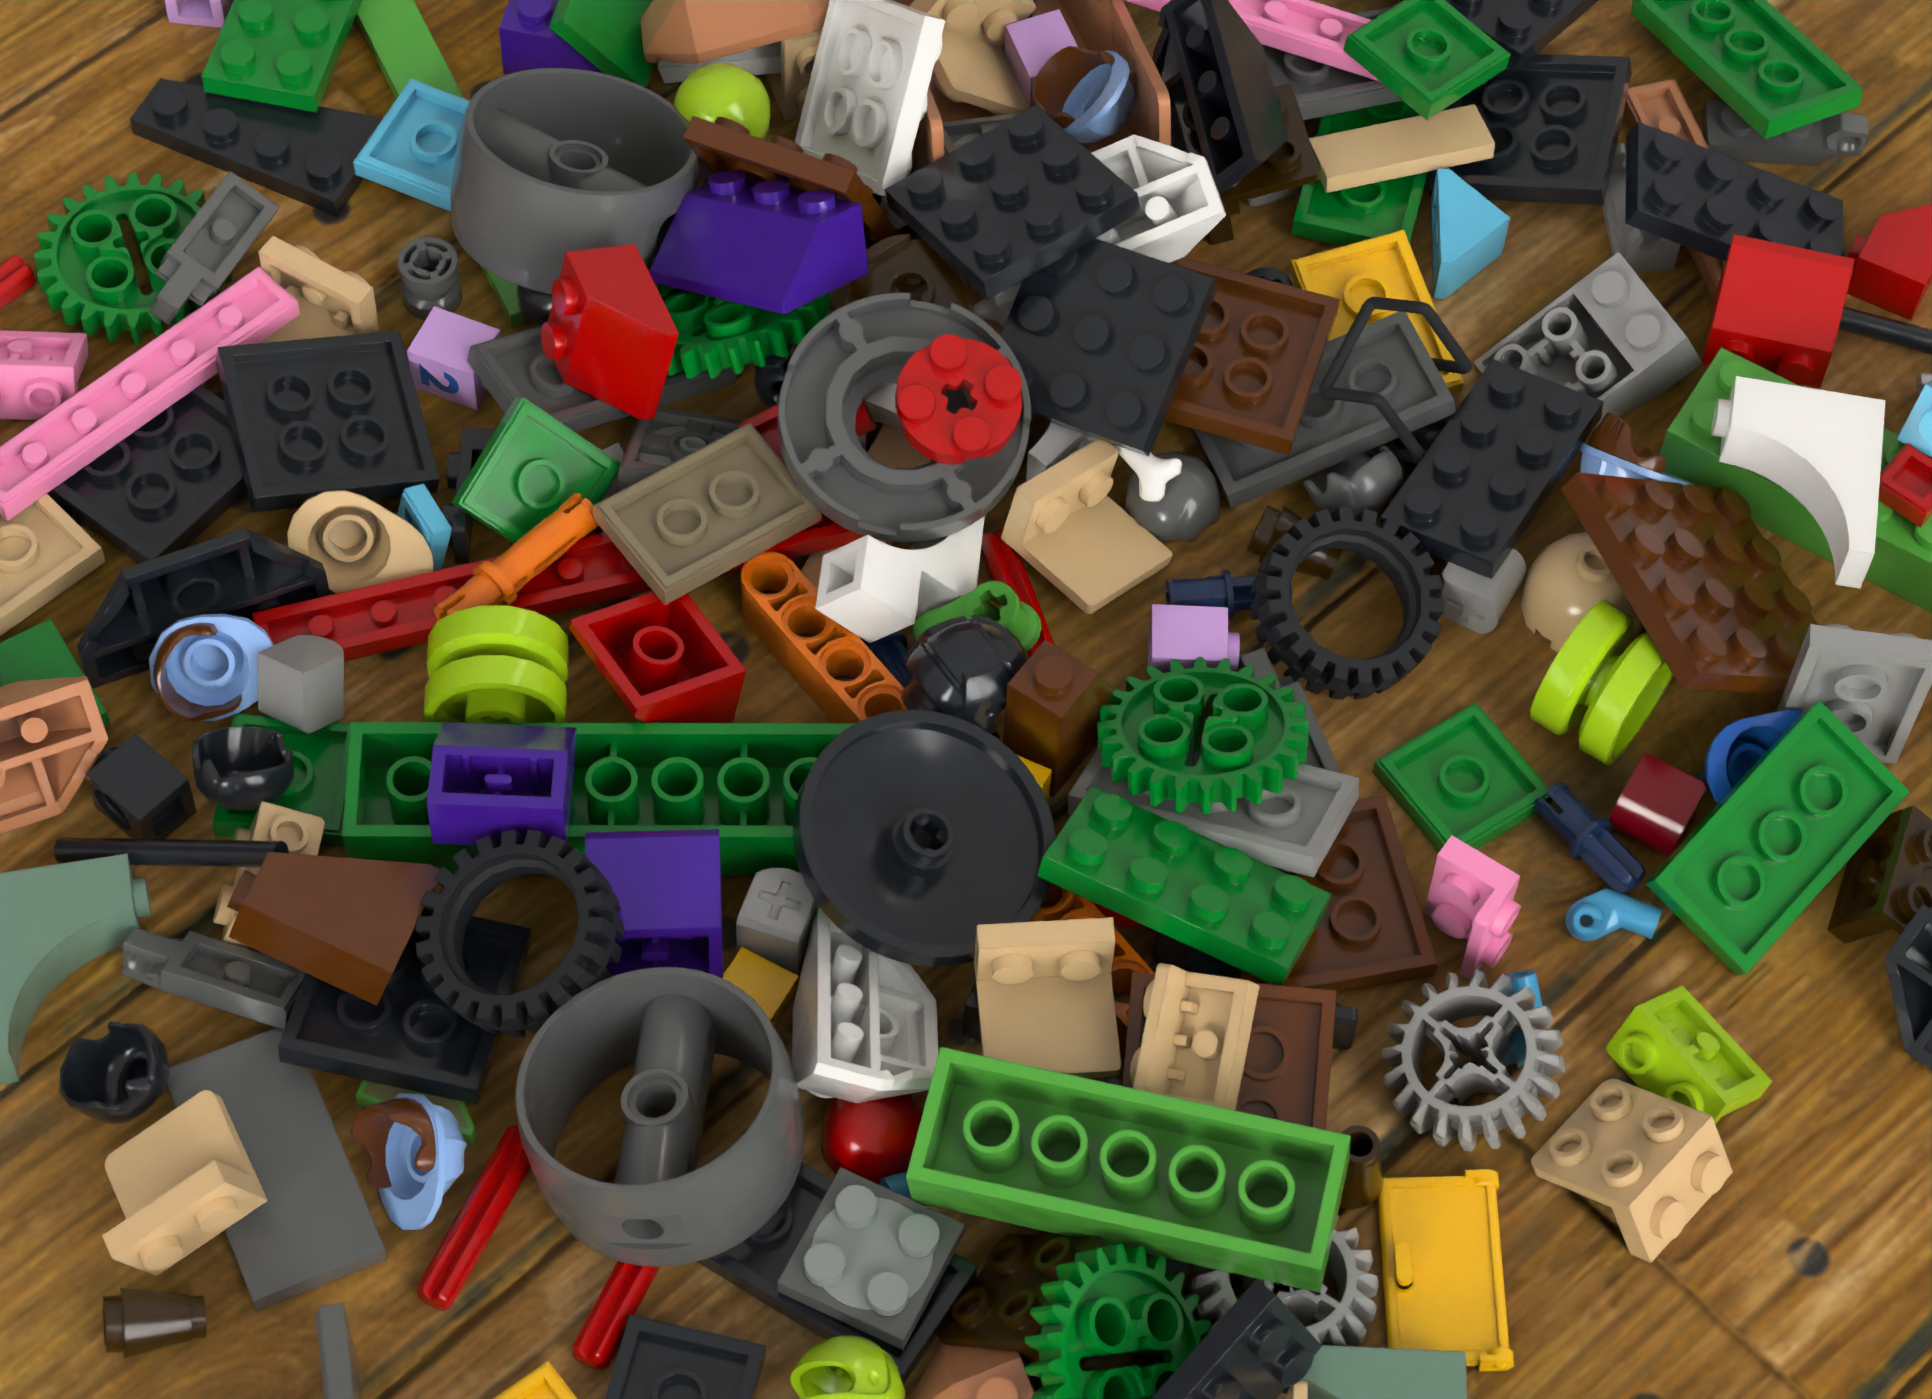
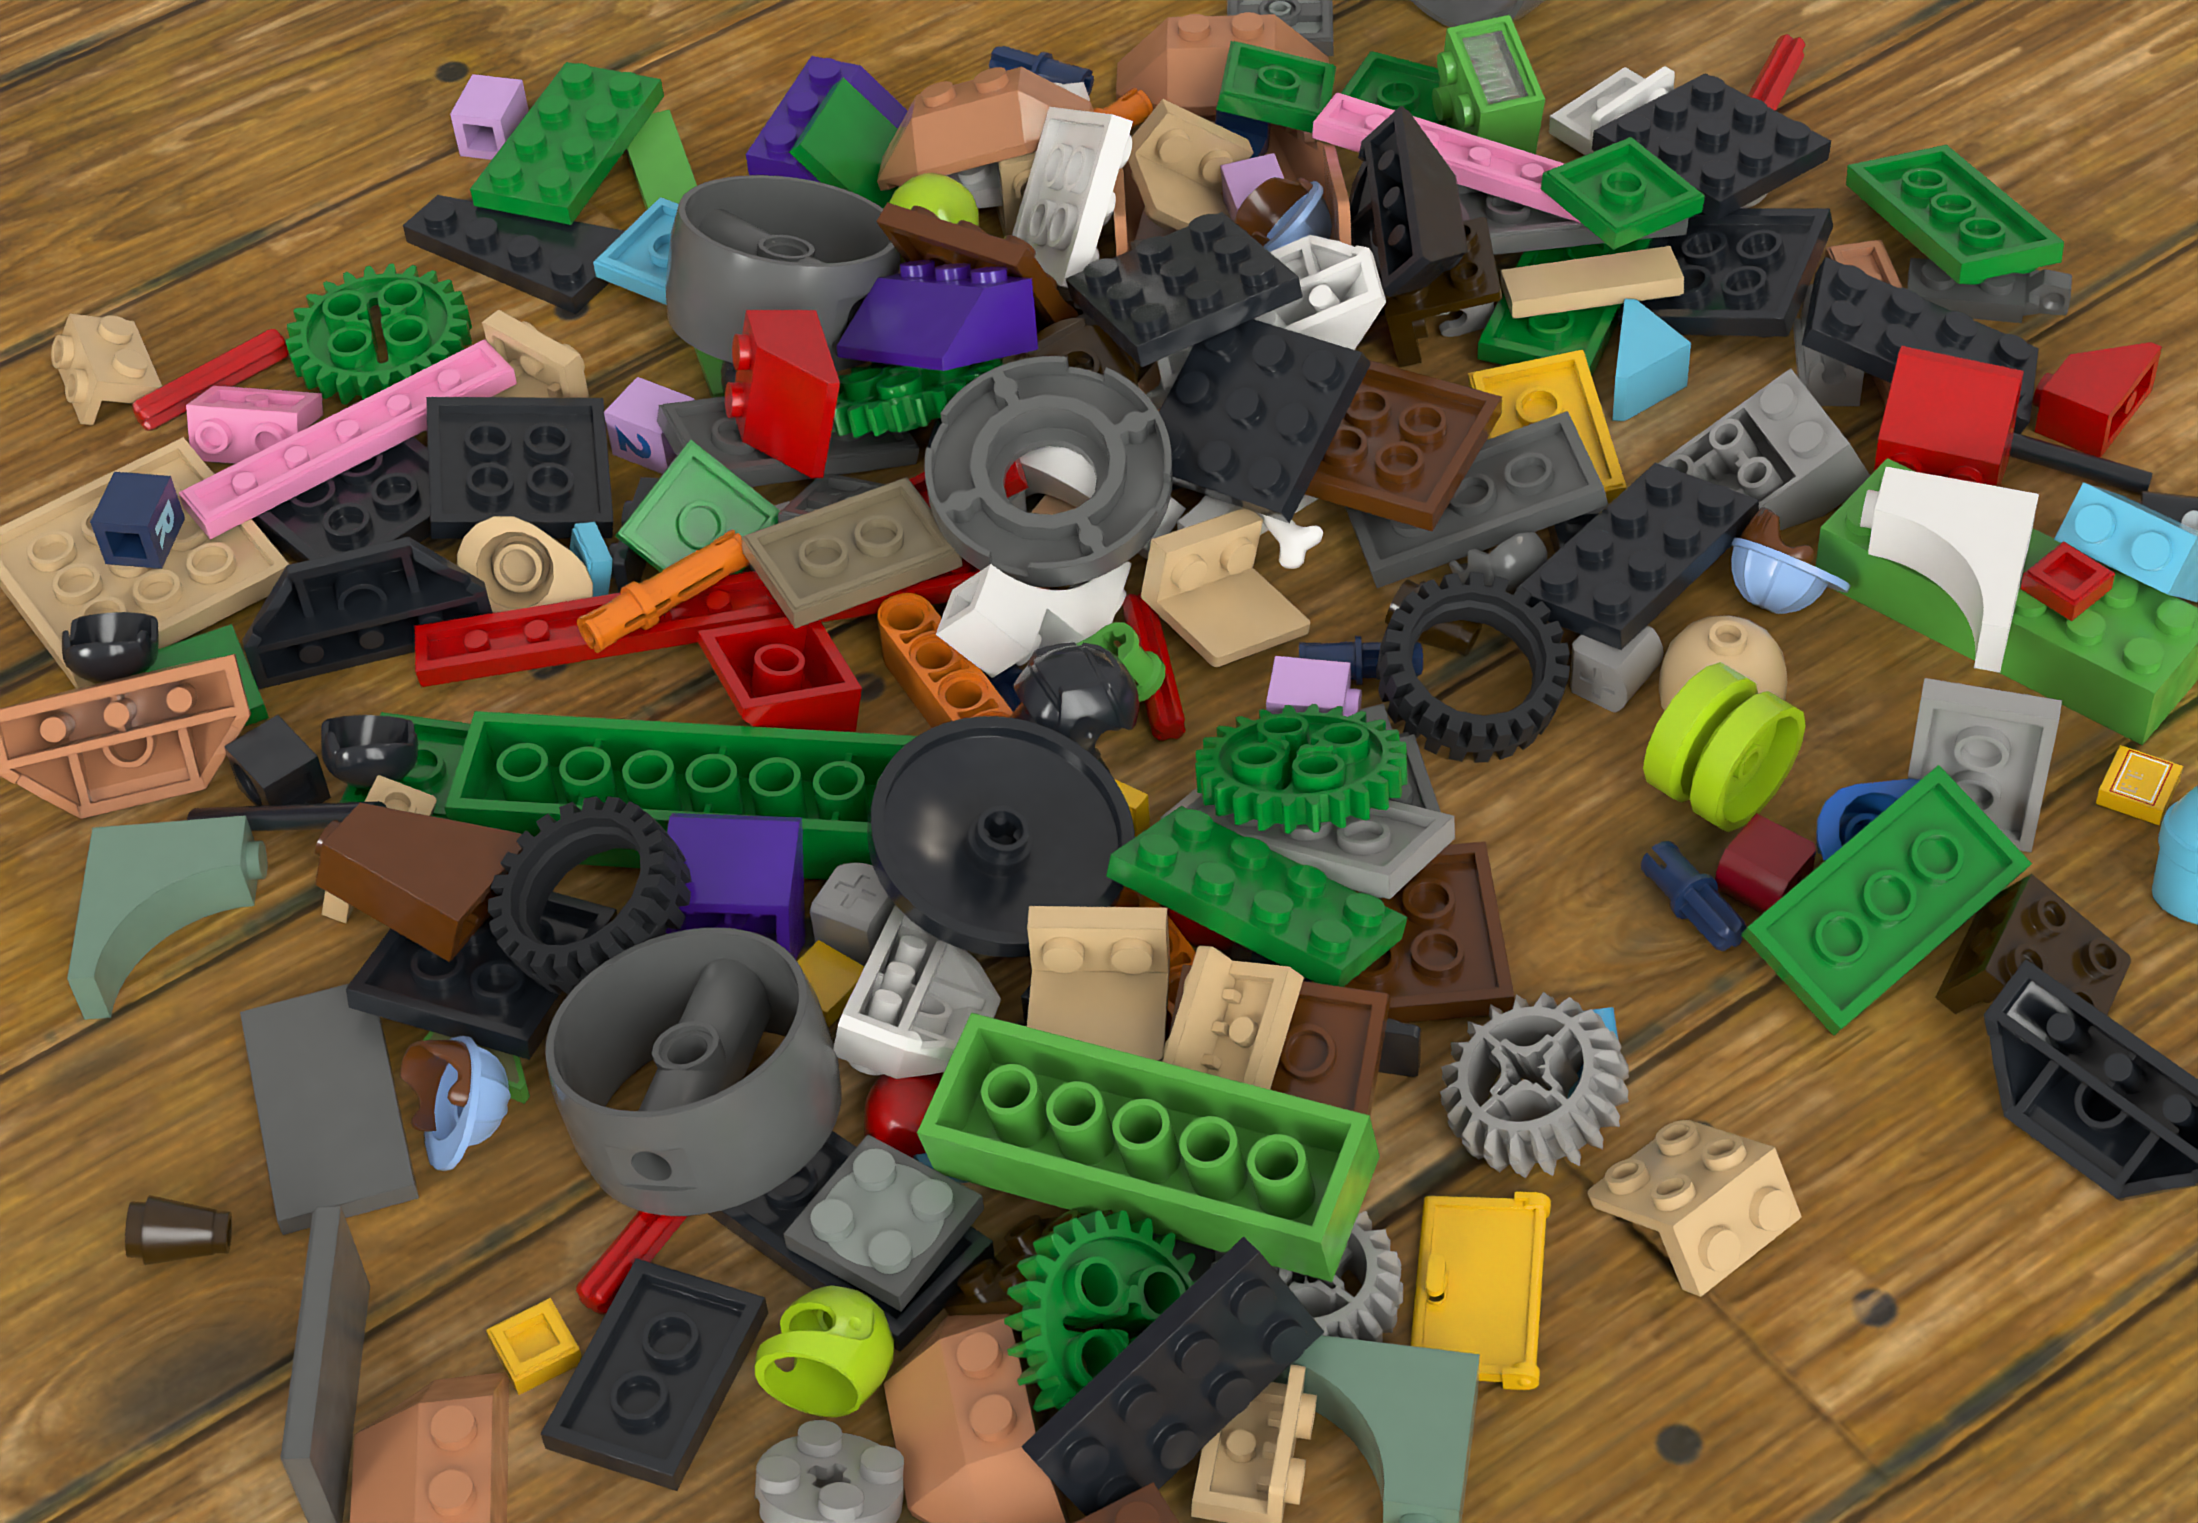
camera: 15 degrees right, 10 degrees down
(116, 1074) = (193, 1012): black hair -> none
(180, 1185) = (226, 1112): tan bracket -> none
(208, 666) = (365, 665): light blue piece -> none
(211, 245) = (442, 318): dark grey hinge -> none
(214, 974) = (304, 929): dark grey hinge -> none
(302, 682) = (444, 683): light grey piece -> none
(429, 276) = (643, 352): dark grey wheel -> none
(475, 1222) = (503, 1174): red axle -> none
(496, 667) = (626, 669): lime wheel -> none
(500, 781) = (594, 755): dark purple slope -> none
(952, 365) = (1092, 420): red plate -> none
(1054, 711) = (1154, 736): reddish brown slope -> none
(1188, 502) = (1327, 578): dark grey hair -> none
(1365, 1171) = (1399, 1181): dark brown cone -> none
(1461, 365) = (1478, 471): black piece -> none
(1462, 780) = (1570, 841): green tile -> none
(1473, 901) = (1555, 934): bright pink bracket -> none
(1608, 912) = (1704, 965): dark azure arm -> none
(1686, 1056) = (1765, 1097): lime bracket -> none
(1697, 579) = (1823, 651): reddish brown plate -> none

